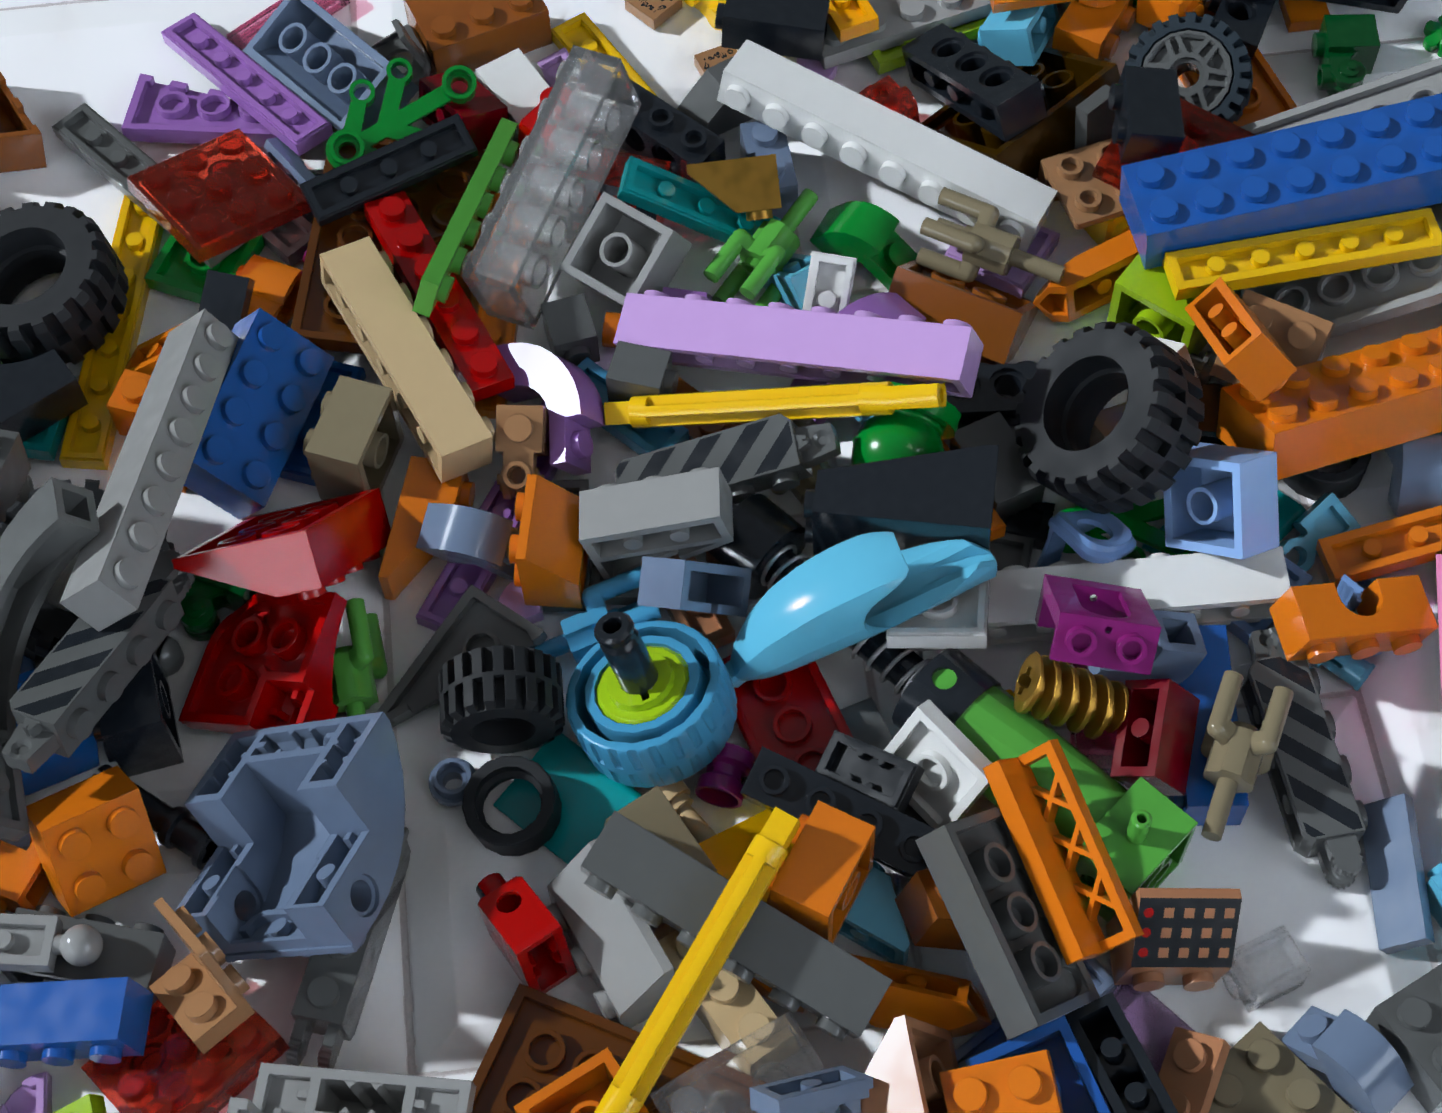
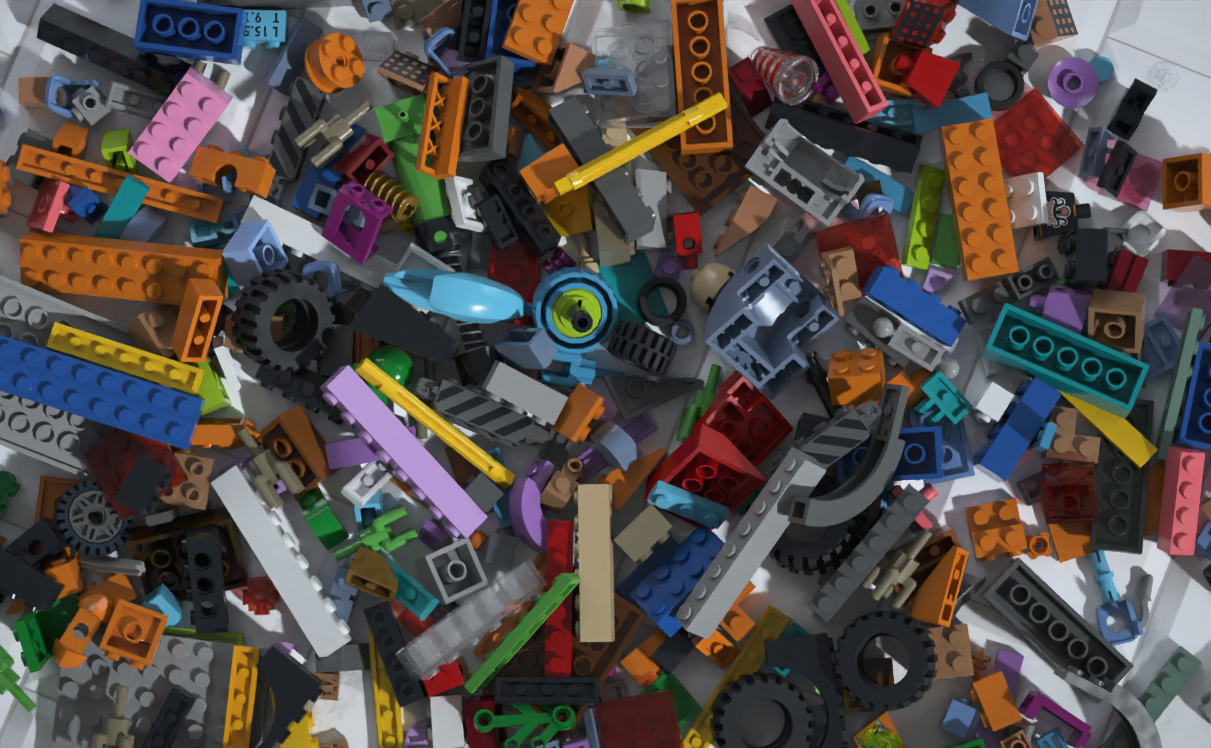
camera: 150 degrees left, 25 degrees up
(296, 500) = (688, 505): none -> medium azure plate
(428, 1022) = (751, 215): none -> nougat slope
(437, 868) = (708, 284): none -> tan cylinder
(535, 865) = (668, 266): none -> medium lavender plate
(1101, 45) = (113, 565): none -> light grey axle
(1171, 998) = (436, 44): none -> medium blue piece
(1292, 890) = (334, 63): none -> orange wheel

